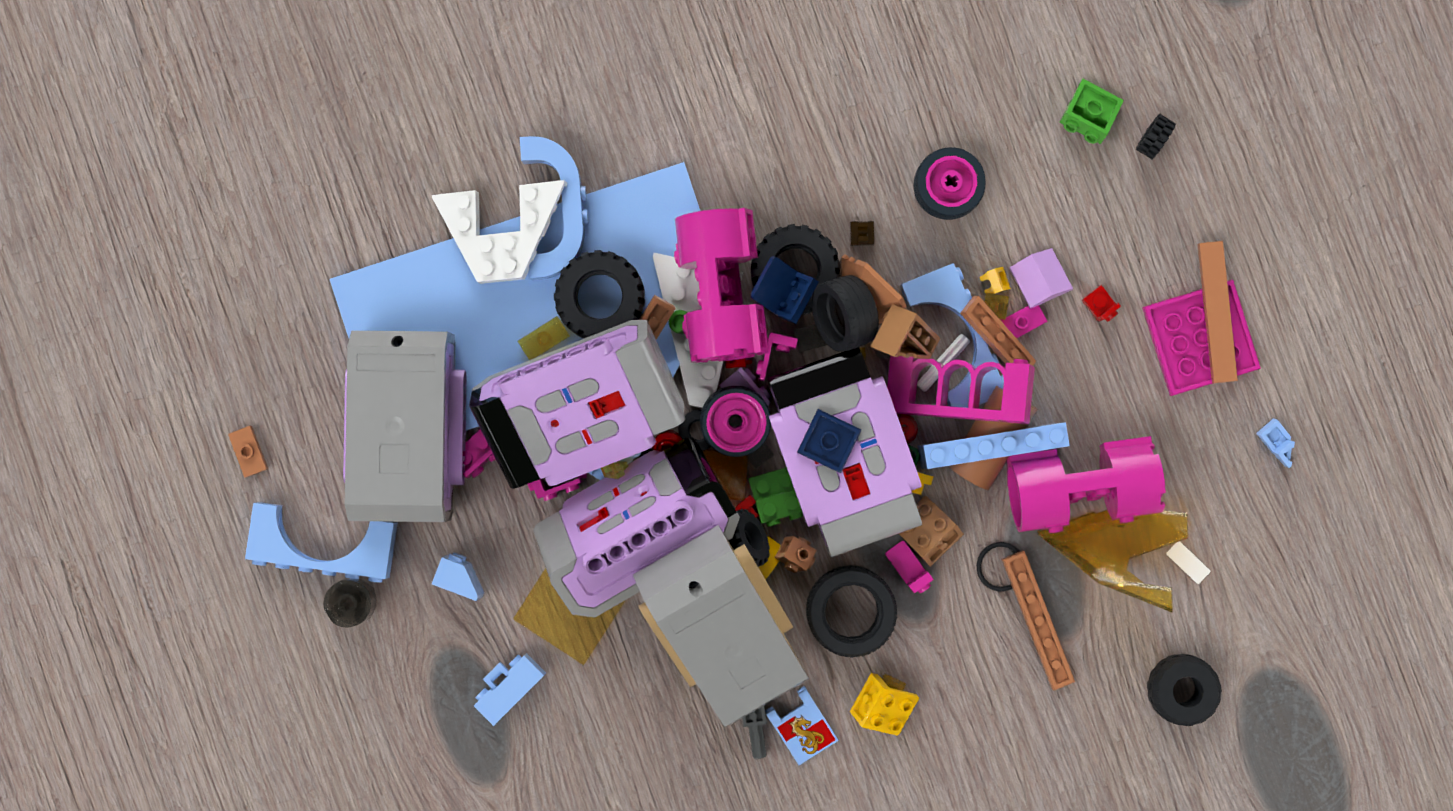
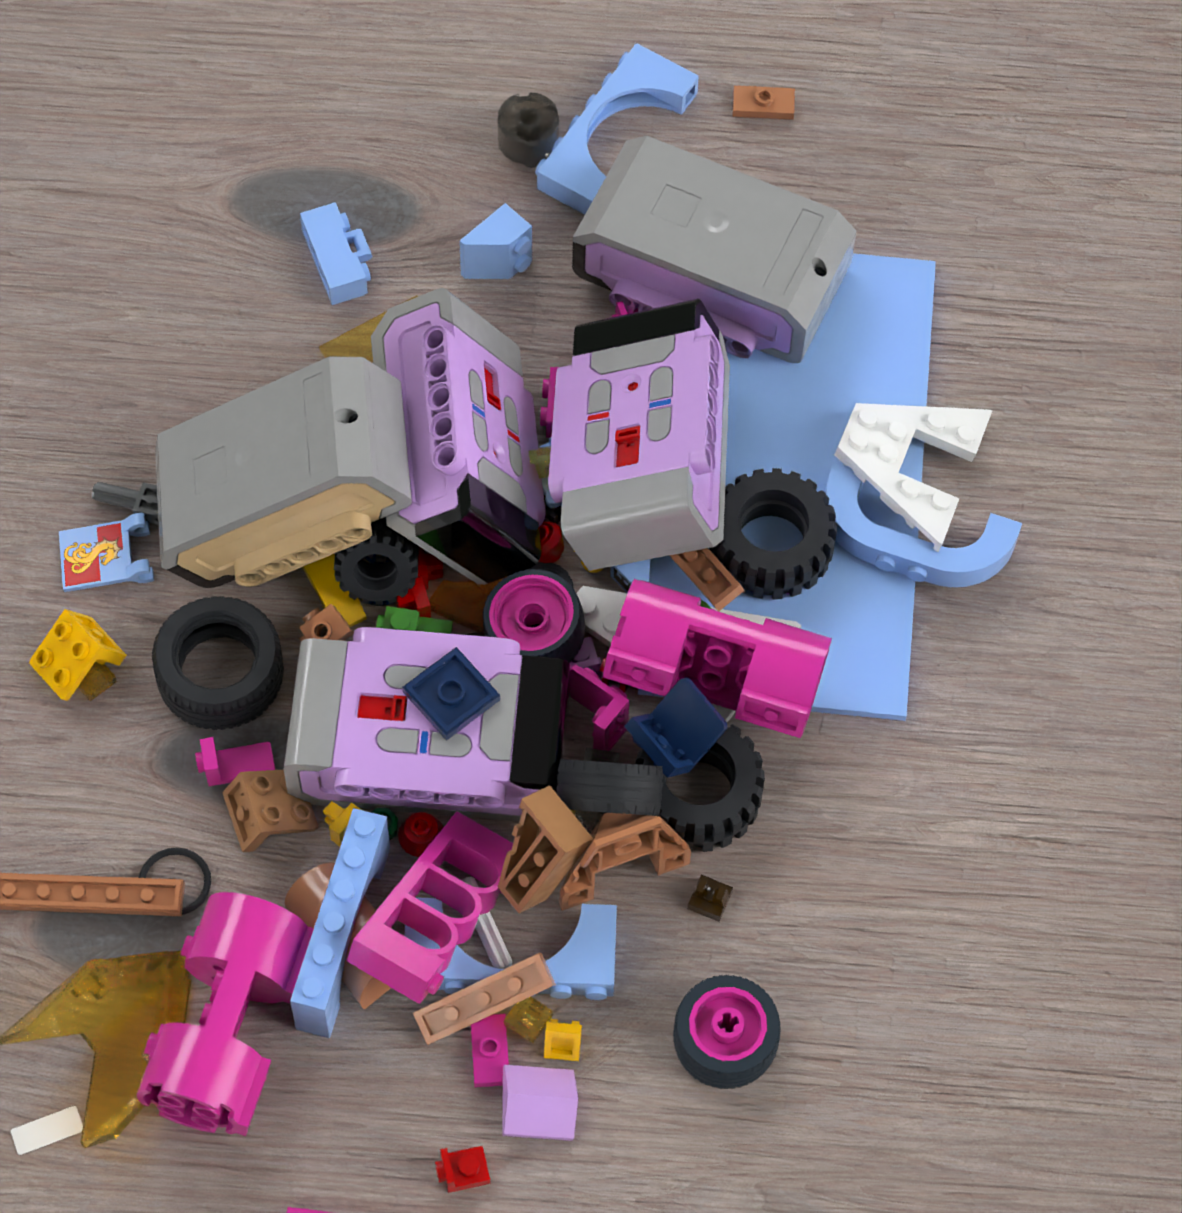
camera: 115 degrees right, 25 degrees down
(543, 338) = (747, 449): clear yellow plate -> none

